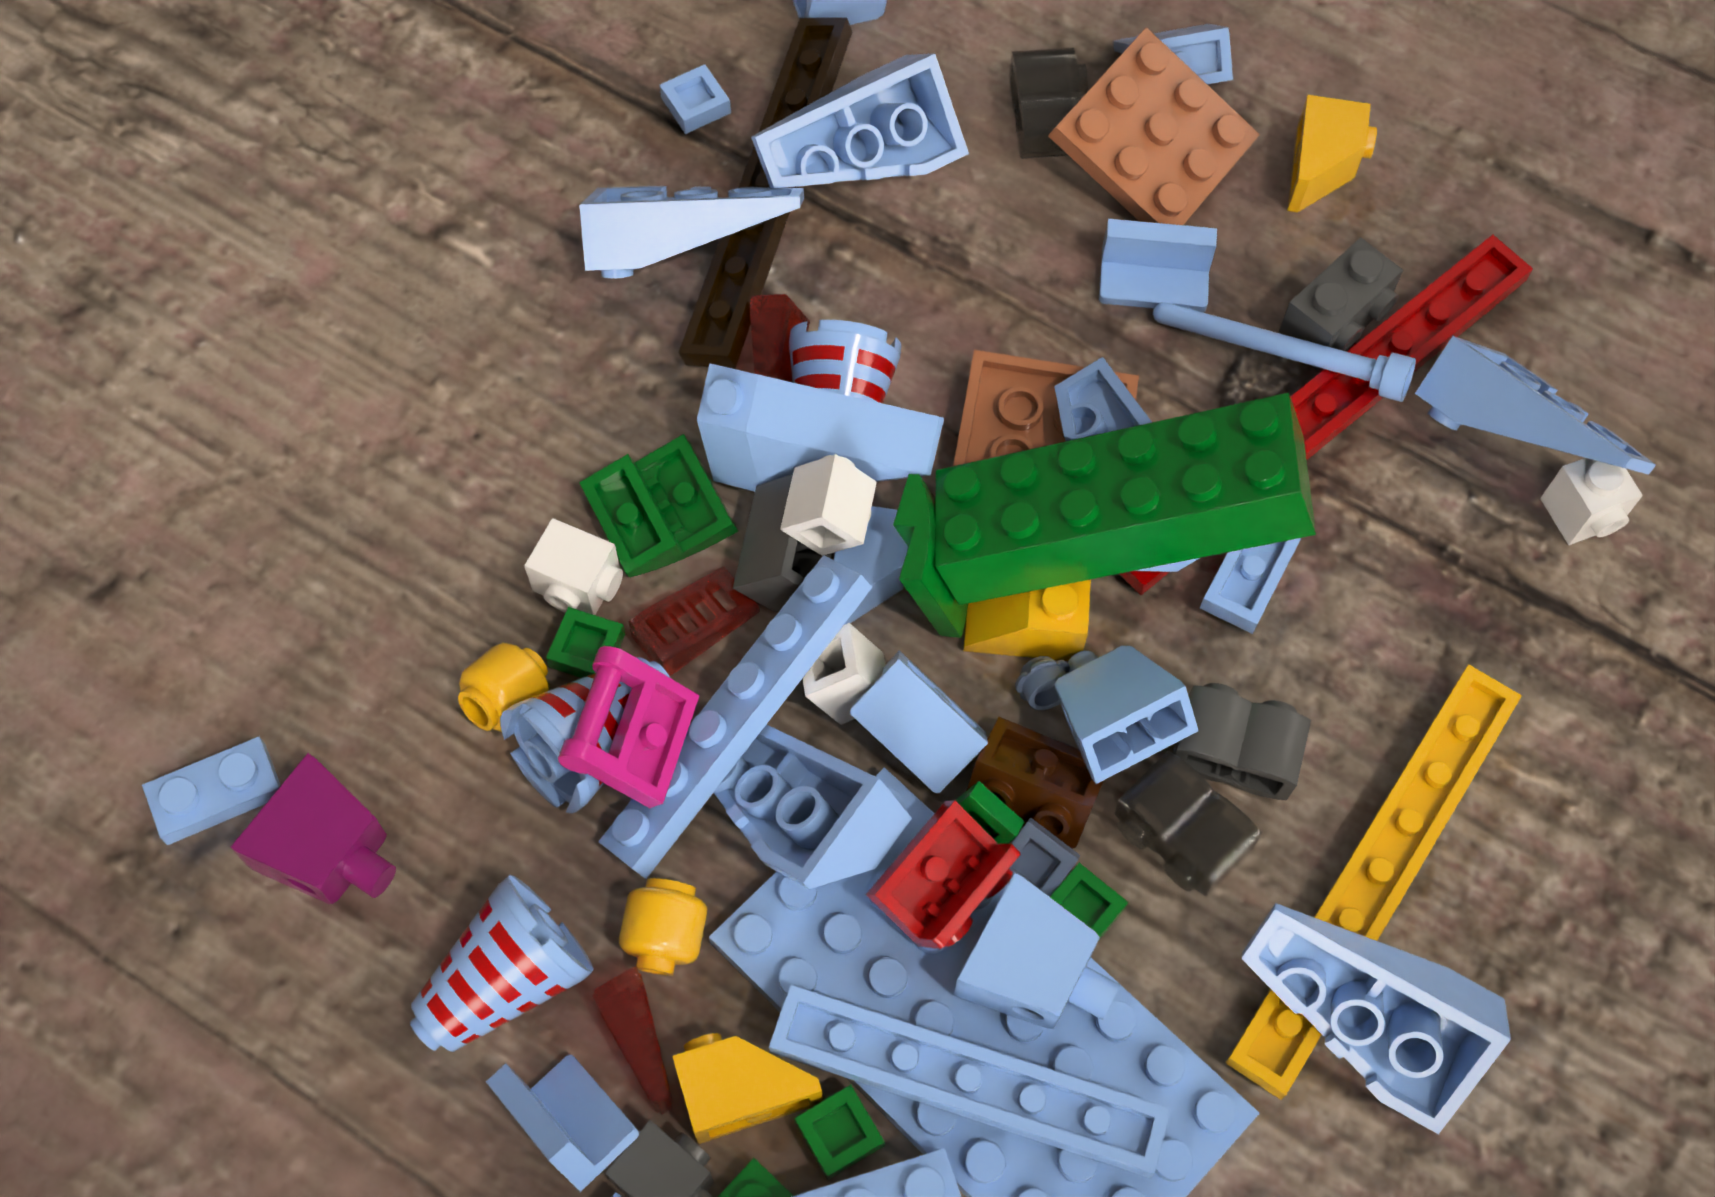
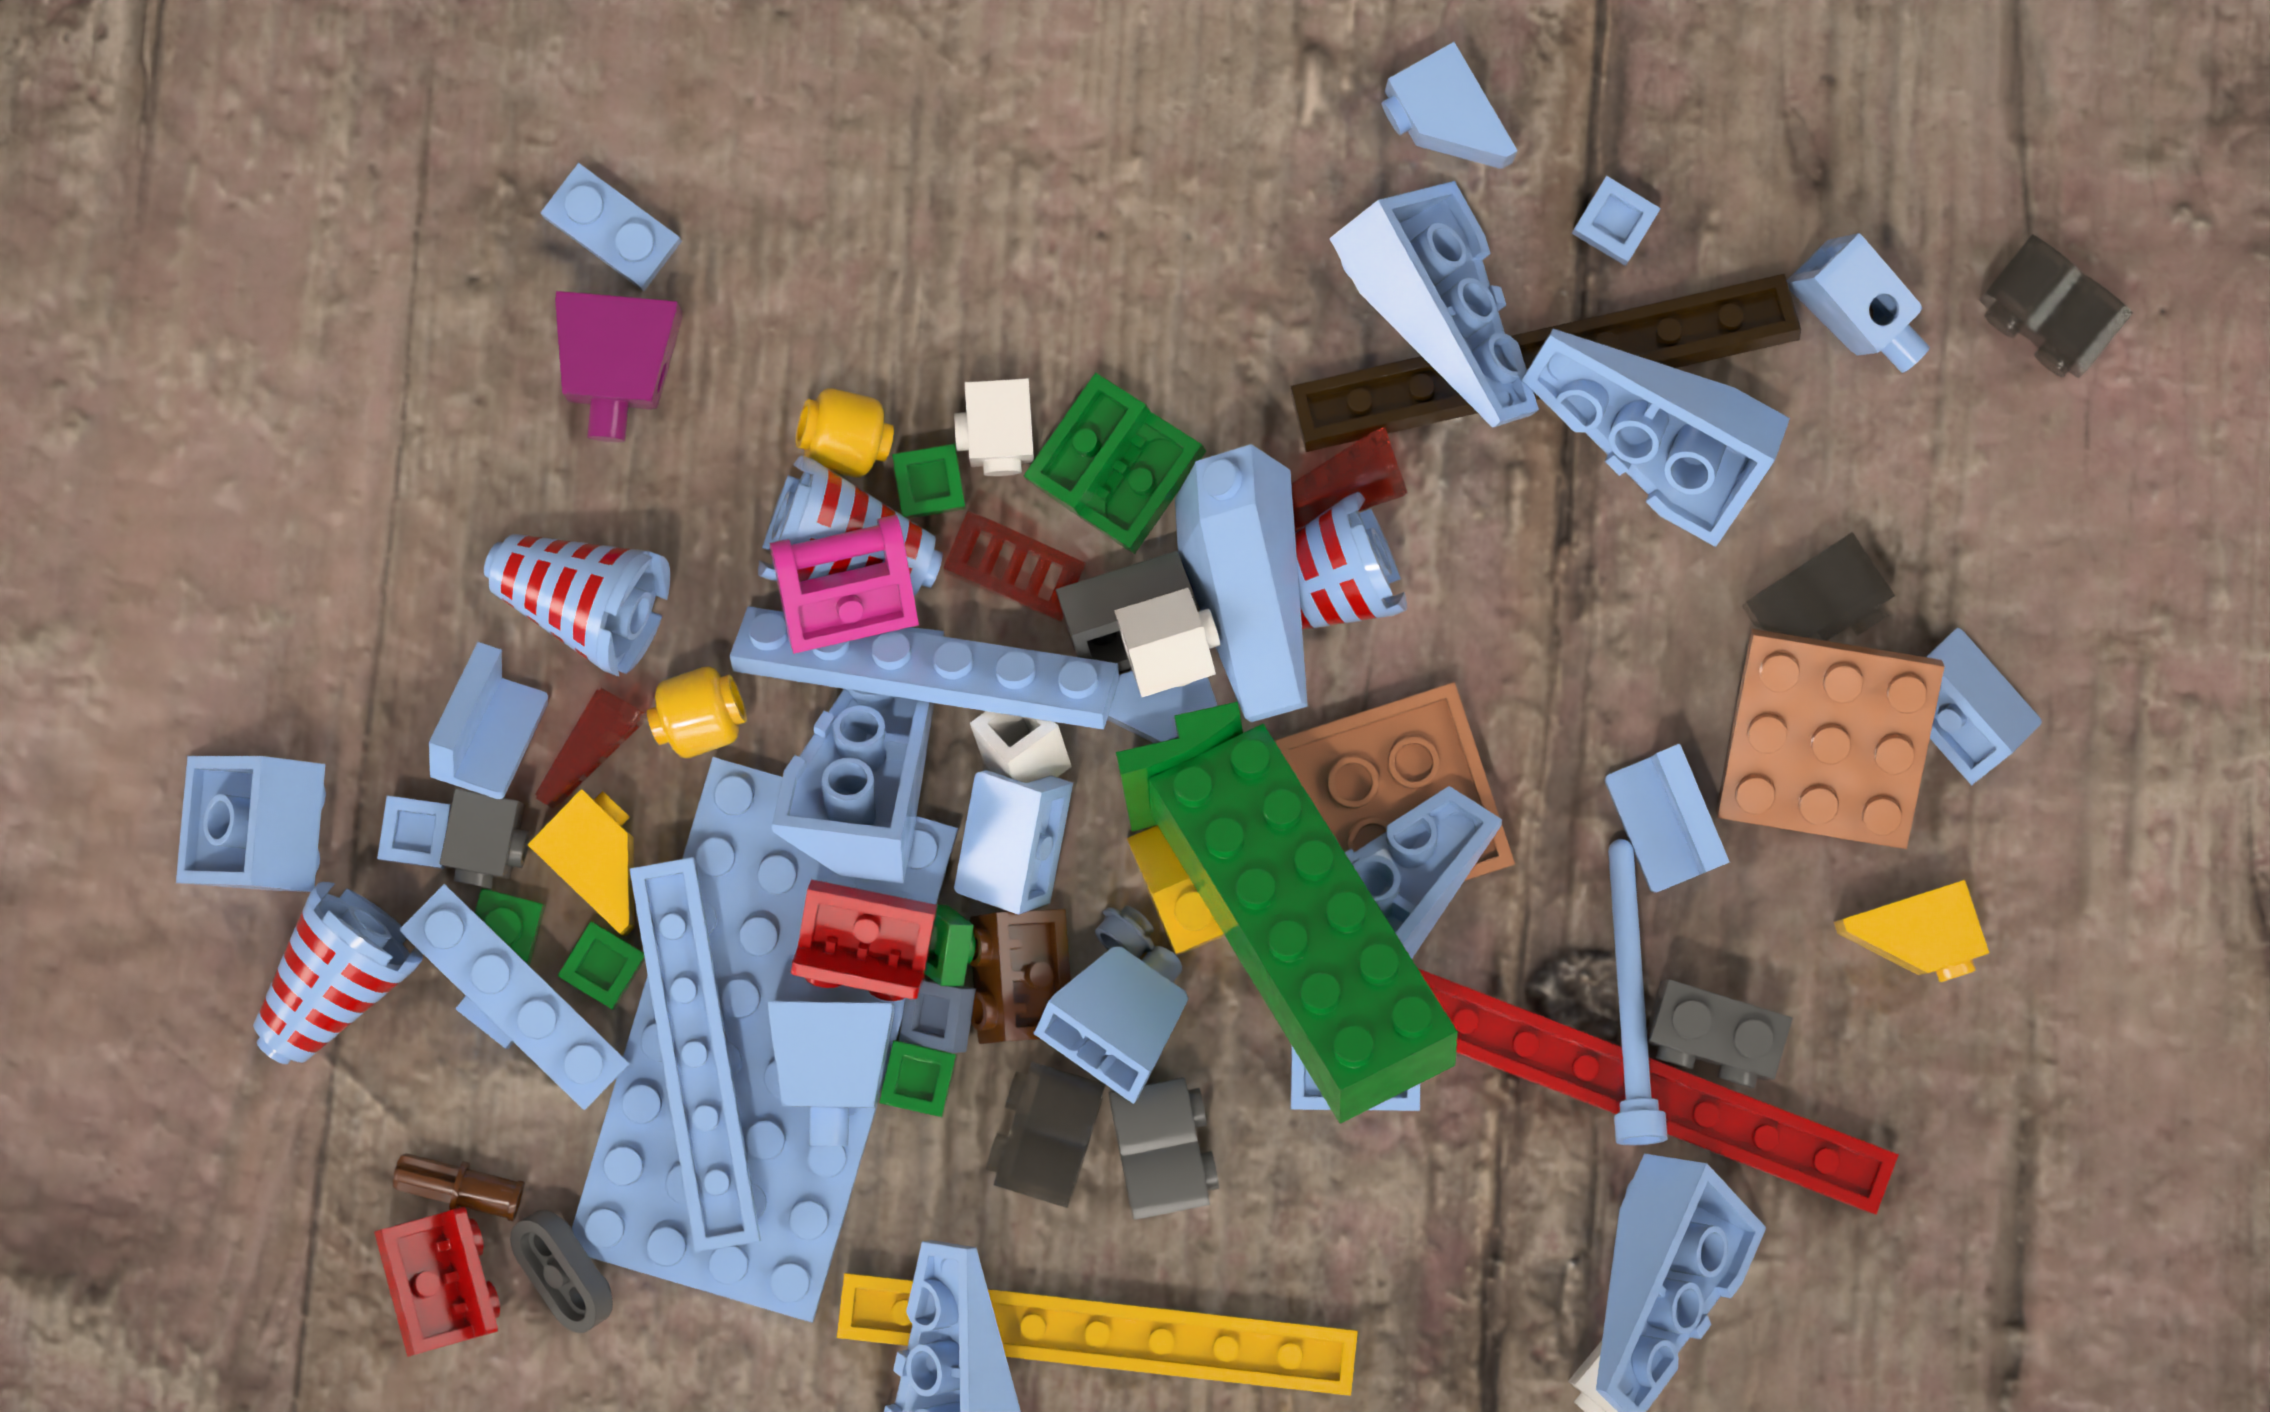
camera: 60 degrees right, 20 degrees up
(547, 157) = (1447, 110): none -> light blue slope

